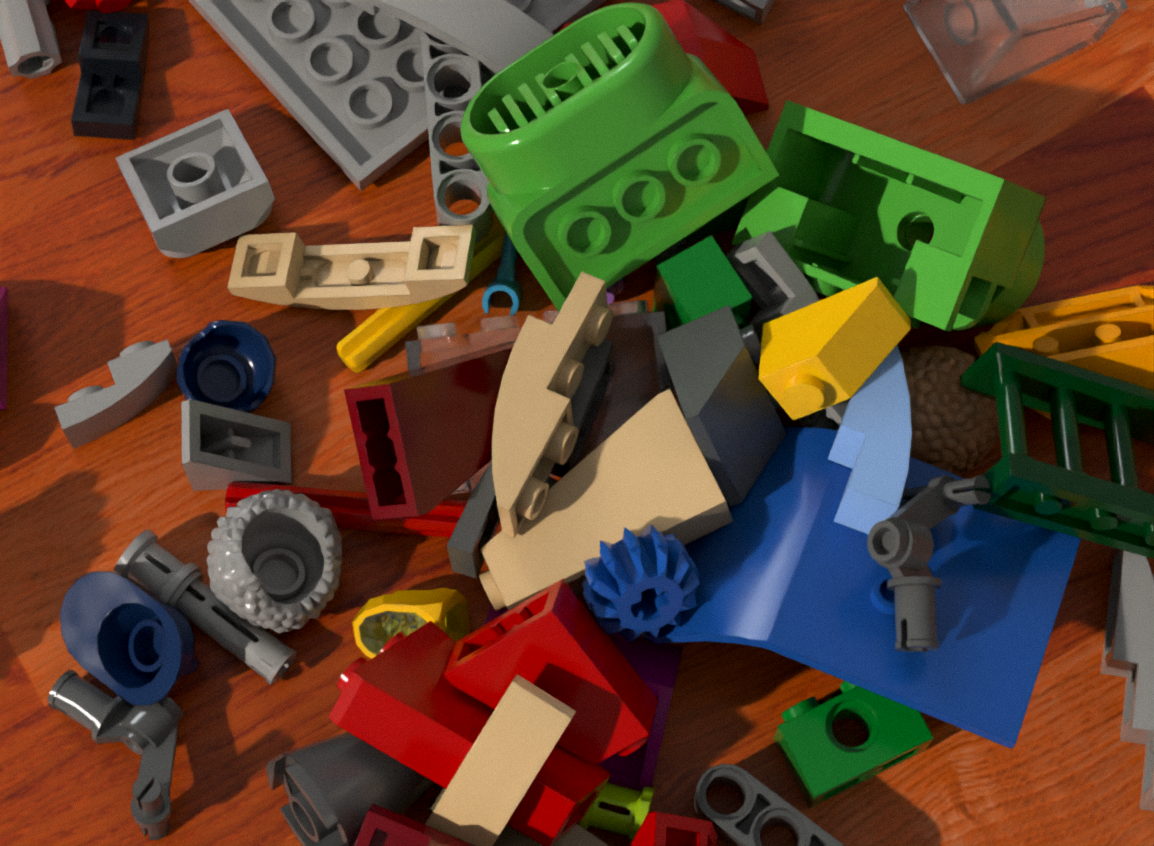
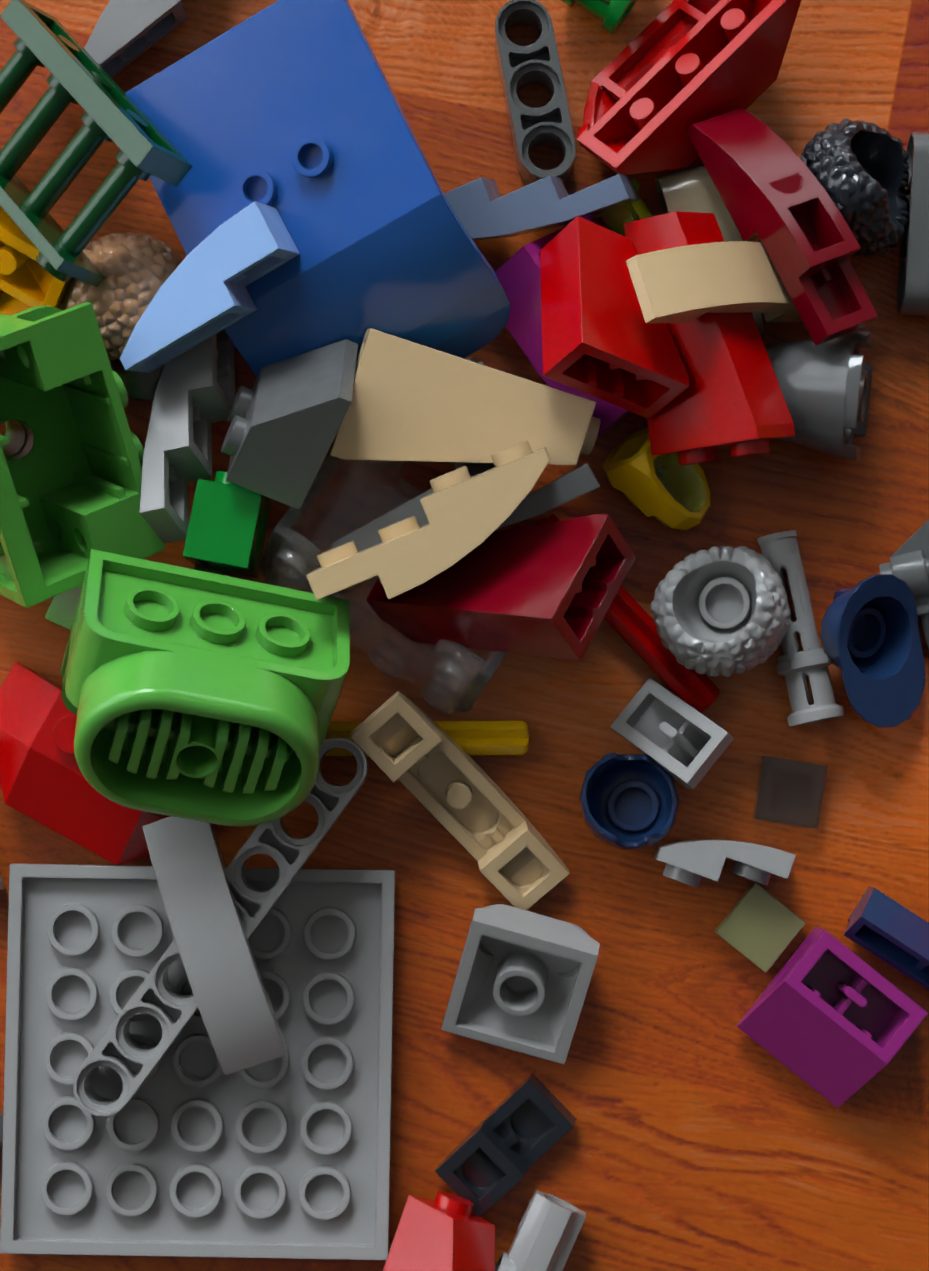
camera: 135 degrees left, 15 degrees up
(48, 372) = (759, 927): none -> olive tile
(109, 489) = (790, 792): none -> clear smoke tile
(505, 278) = (356, 692): dark azure hand -> none
(640, 583) = (487, 325): blue gear -> none
(724, 703) = (534, 206): none -> sand blue slope
(826, 766) = (453, 114): green brick -> none
(830, 347) = (187, 374): yellow slope -> none
(906, 546) = (276, 166): dark grey pin -> none

